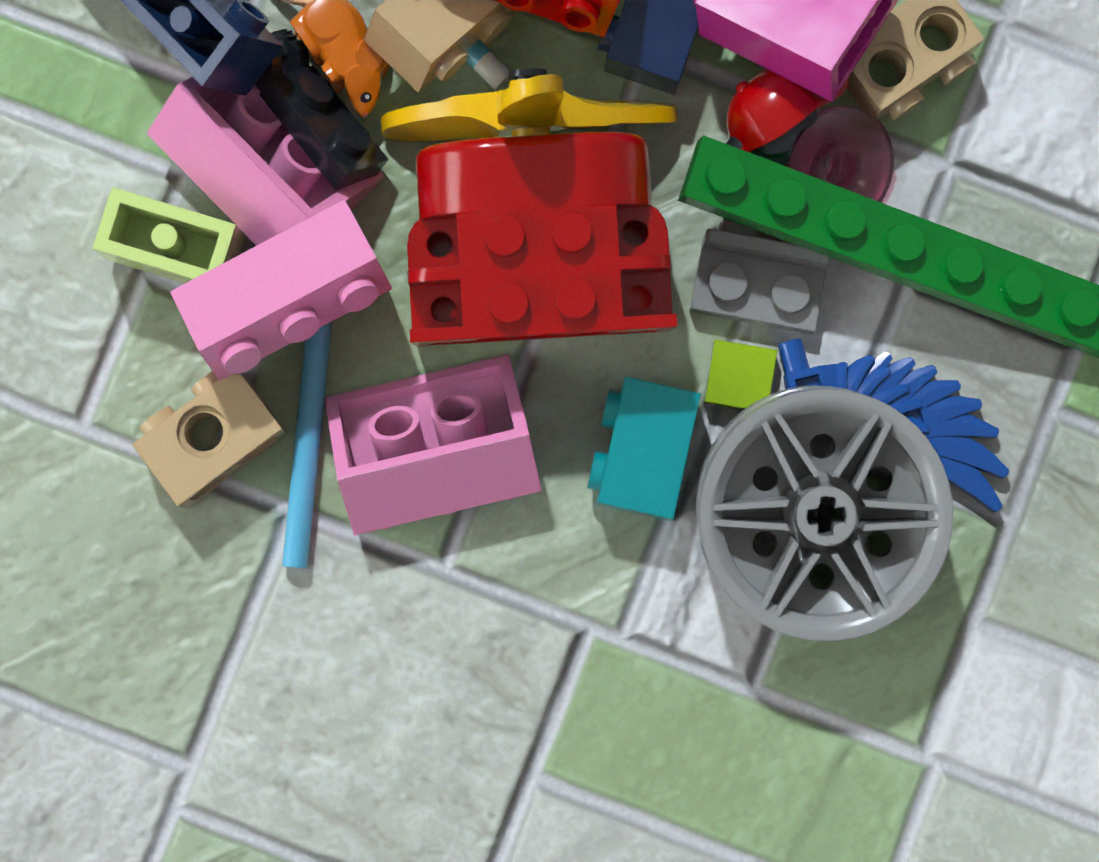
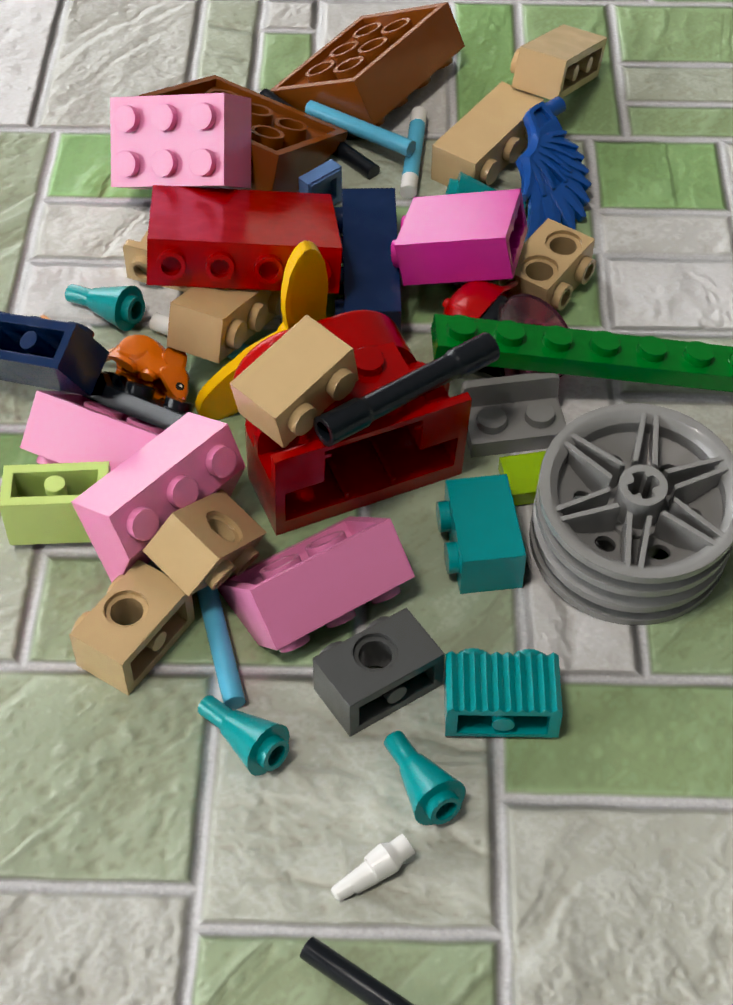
camera: 15 degrees left, 35 degrees down
(296, 627) = (256, 741): none -> teal cone
(316, 380) = (205, 543): none -> tan brick
(375, 815) = (377, 866): none -> white piece
(423, 614) = (366, 695): none -> dark grey brick
(458, 750) = (430, 789): none -> teal cone
(463, 260) = (295, 381): none -> tan brick
(528, 324) = (361, 412): none -> black piece
(579, 671) = (502, 694): none -> teal brick

